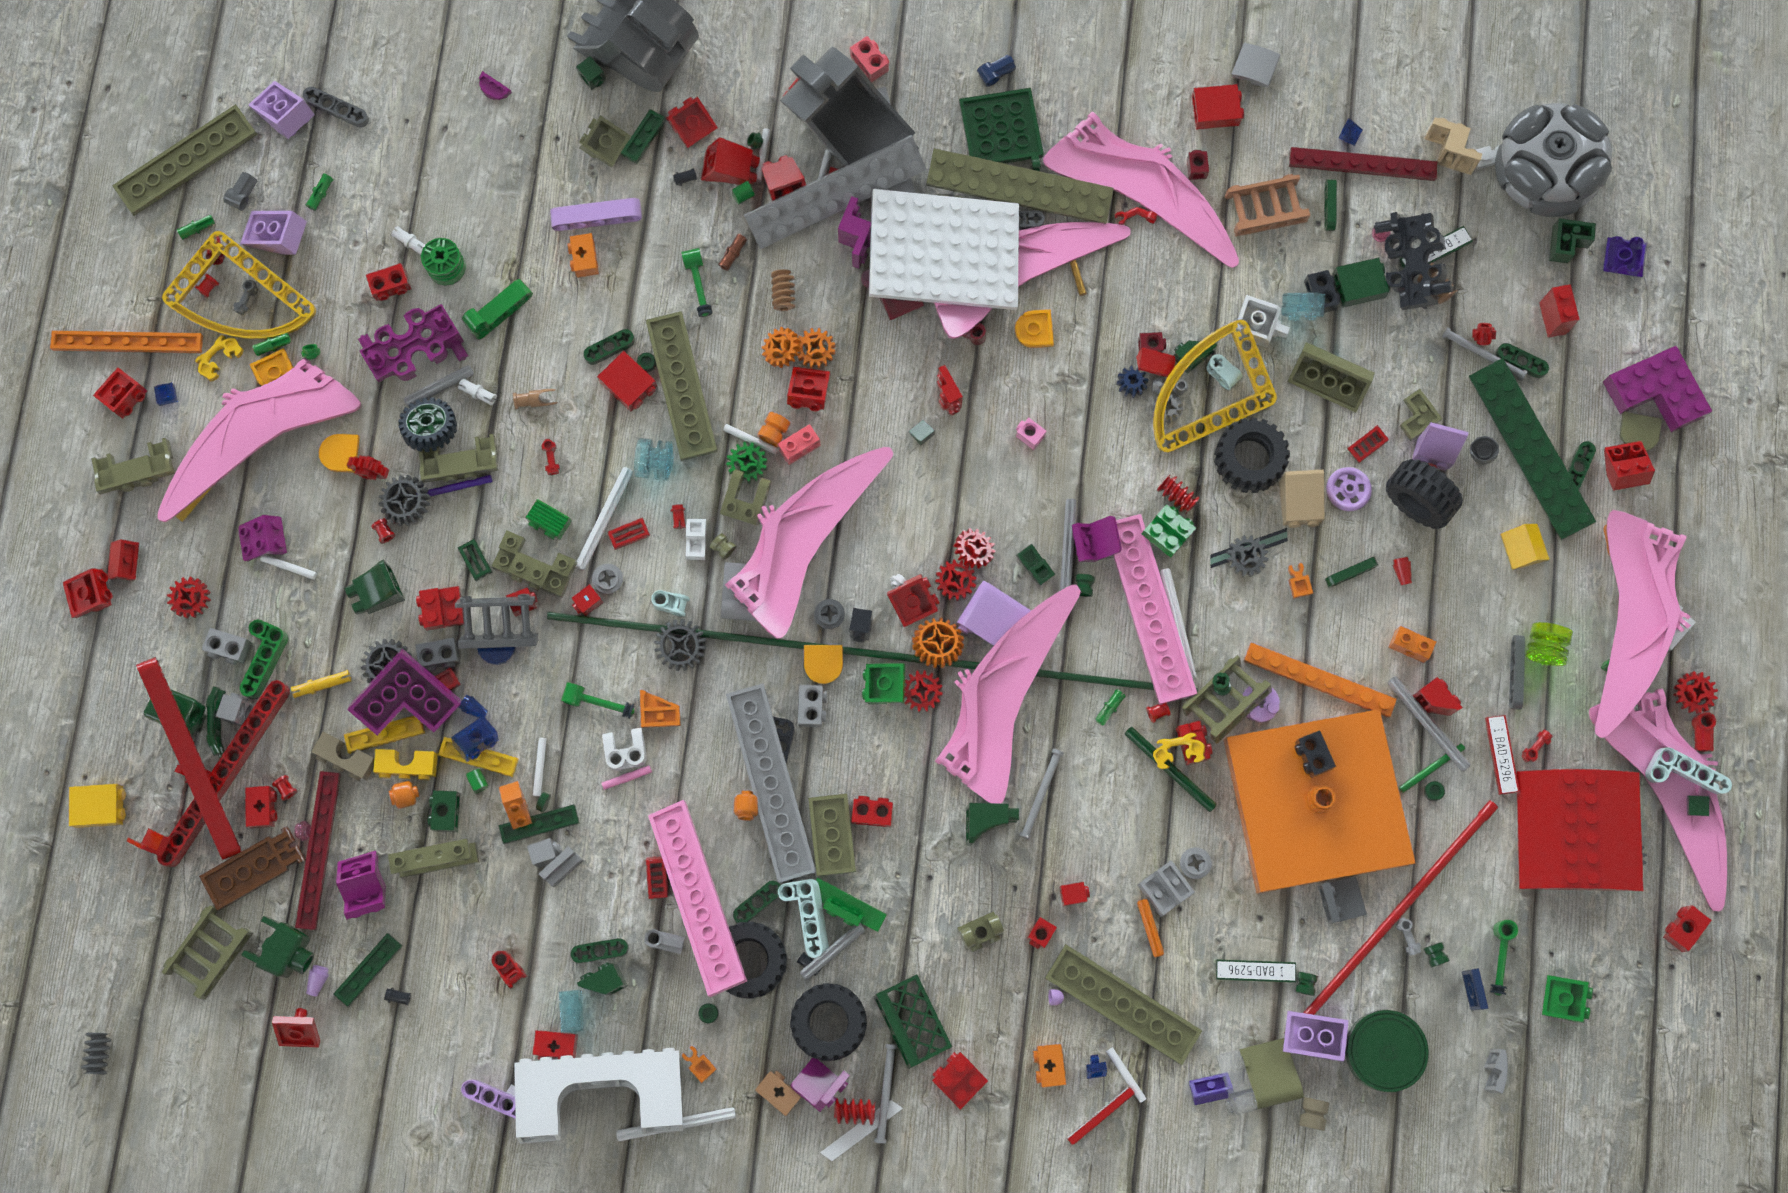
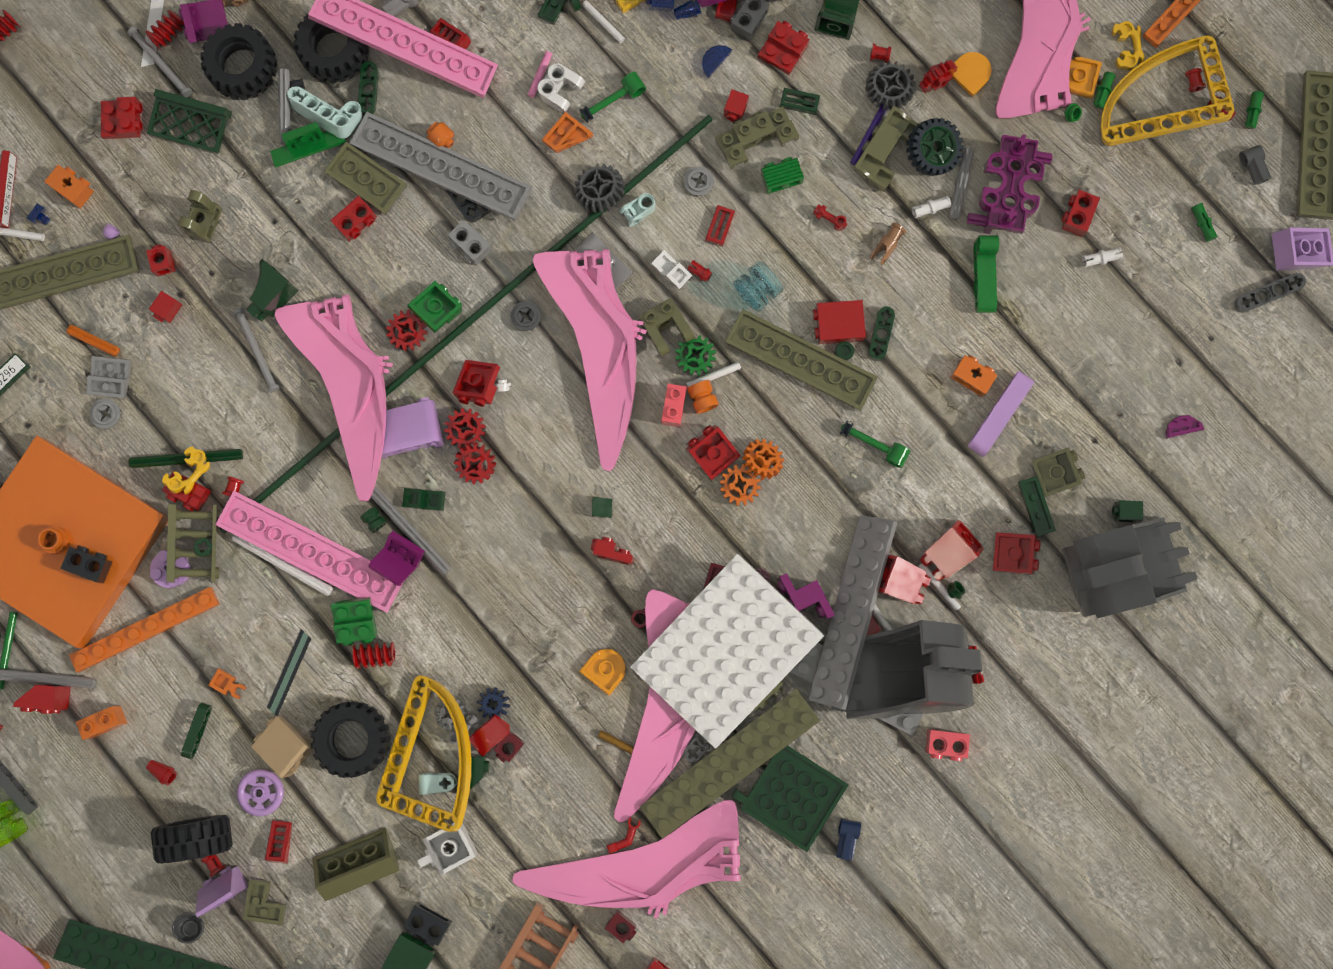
camera: 135 degrees right, 5 degrees up
(250, 289) = (1165, 107): dark grey bar -> none
(274, 231) = (1198, 162): lavender slope -> none
(450, 268) = (1053, 271): green wheel -> none
(488, 639) = (724, 62): dark grey fence -> none
(586, 600) = (694, 151): red brick -> none
(603, 518) = (747, 217): white axle -> none
(683, 177) = (973, 509): black pin -> none
(722, 546) = (646, 282): olive wheel -> none
(732, 252) = (876, 492): copper pin -> none
(742, 192) = (918, 541): green brick -> none
(781, 290) = (808, 500): medium nougat piece -> none
(823, 662) = (493, 279): light orange tile -> none
(860, 624) = (493, 326): black brick -> none
(952, 638) = (438, 358): orange gear -> none
(1031, 441) = (516, 587): bright pink brick -> none
(1110, 707) = (269, 455): green axle -> none
(1240, 551) = (282, 670): dark grey gear -> none
(1303, 305) = (427, 895): clear light blue brick -> none
(1524, 546) = (91, 885): yellow slope -> none

